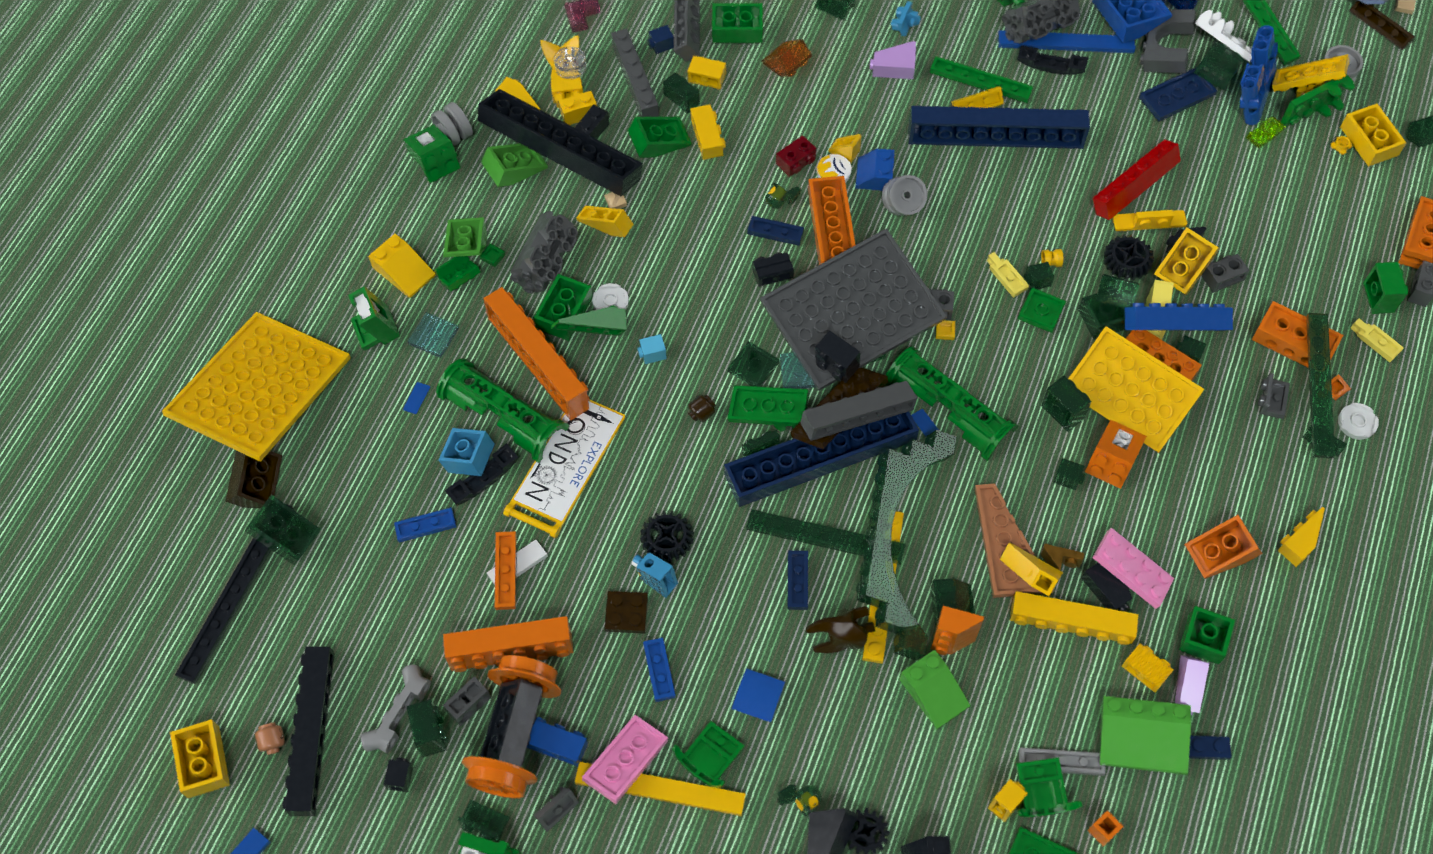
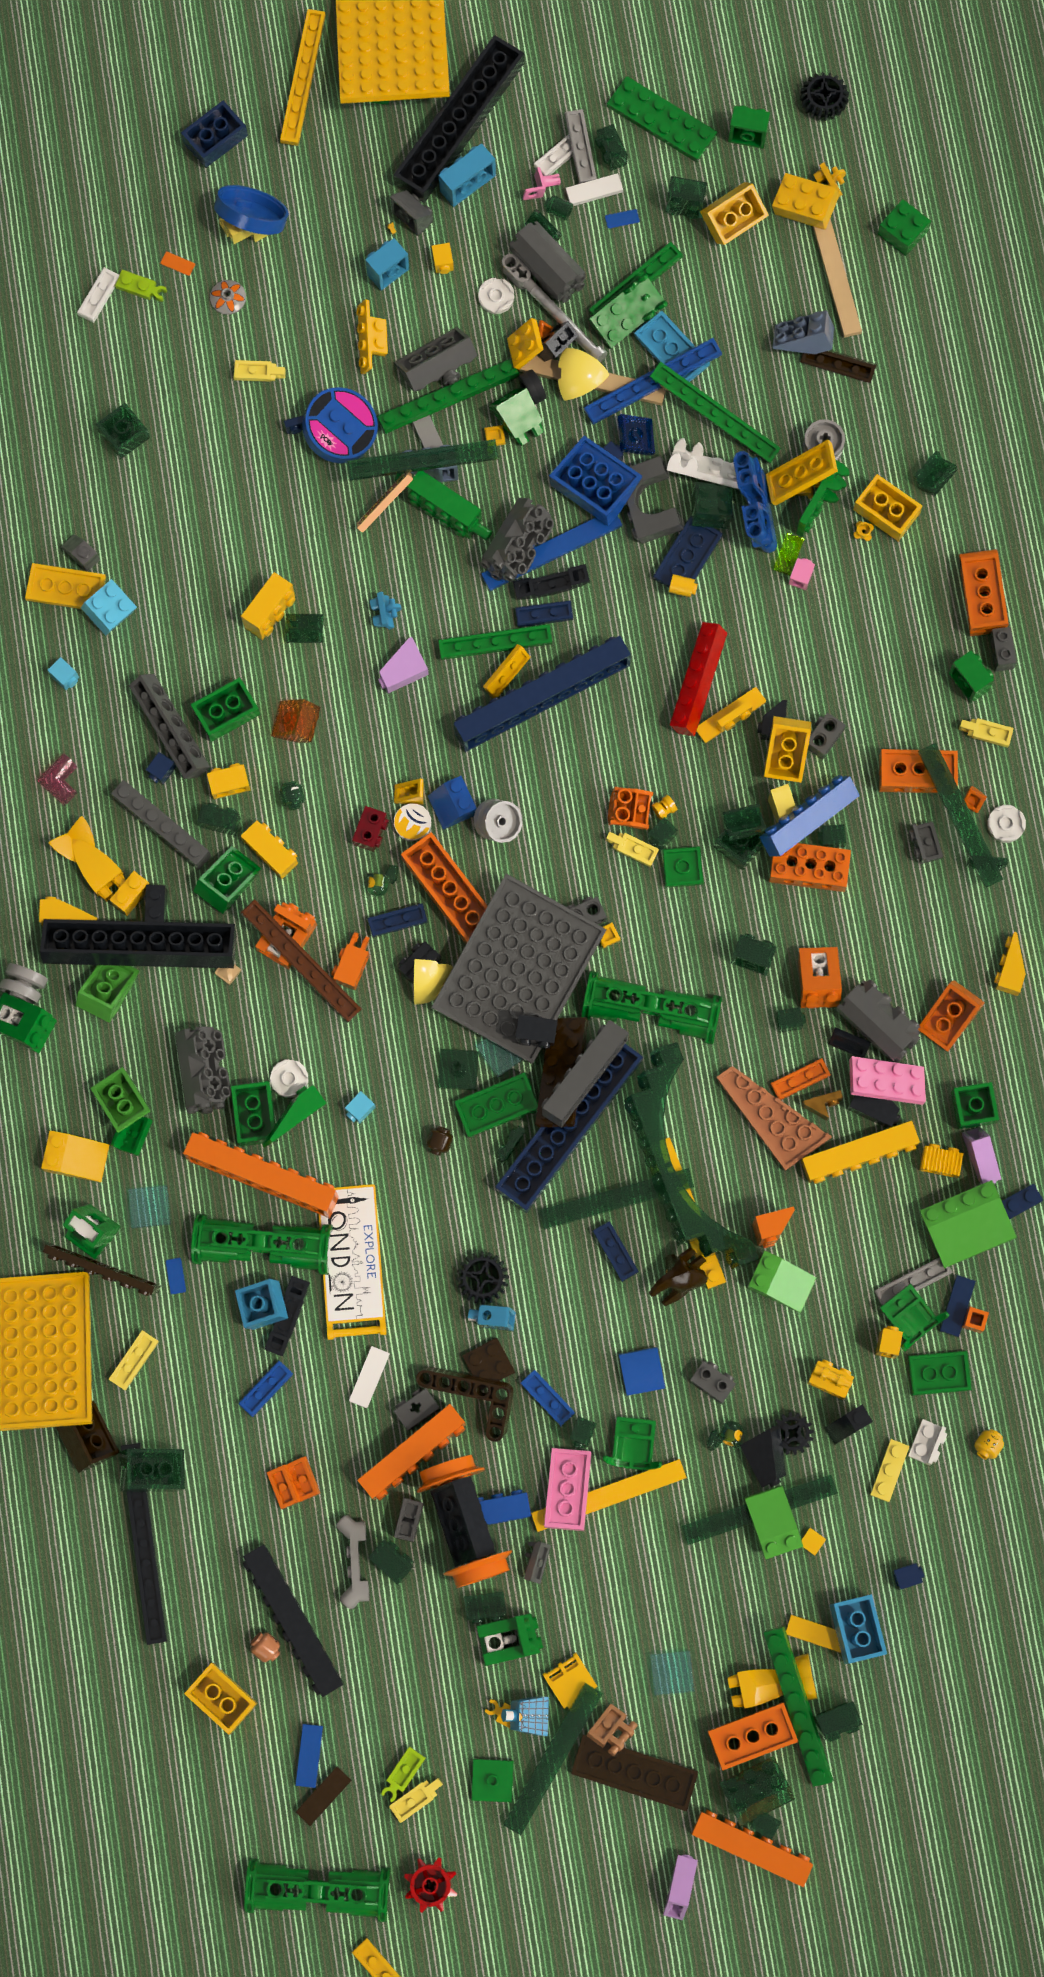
camera: 30 degrees left, 15 degrees up
(335, 441) = (133, 1360): none -> light yellow plate
(358, 355) = (95, 1267): none -> dark brown plate
(393, 614) = (293, 1482): none -> orange slope
(398, 775) = (391, 1612): black brick -> none
(492, 255) = (151, 1094): green tile -> none
(505, 570) = (366, 1390): orange plate -> none
(528, 607) = (412, 1419): none -> dark grey brick
(570, 62) = (94, 851): clear head -> none
(598, 622) = (474, 1391): none -> dark brown beam
(608, 220) = (233, 999): yellow slope -> none
(670, 715) = (582, 1433): none -> clear green brick
(677, 216) = (300, 960): none -> reddish brown tile
(683, 192) = (300, 923): none -> orange brick
(718, 241) = (352, 963): none -> orange hinge
(749, 103) = (291, 795): none -> clear green head
(770, 277) = (429, 979): none -> light yellow brick
(818, 741) = (713, 1382): none -> dark grey brick
(924, 422) = (642, 1039): blue sticker -> none
(931, 803) = (831, 1379): none -> yellow brick
(951, 594) = (755, 1196): clear green slope -> none
(1026, 244) = (629, 807): none -> orange slope
(1031, 569) = (806, 1132): yellow slope -> none
(1040, 82) = (544, 613): none -> dark blue tile
(1051, 529) = (800, 1079): none -> orange tile
(1093, 808) = (957, 1305): none -> dark blue tile
(1112, 518) = (849, 1043): none -> black tile
(1118, 252) = (739, 767): black gear -> none
(1135, 388) = (803, 907): yellow plate -> none
(1151, 513) = (878, 1021): none -> dark grey brick
(1162, 107) = (683, 586): none -> yellow brick
(1270, 149) = (801, 573): none -> bright pink brick

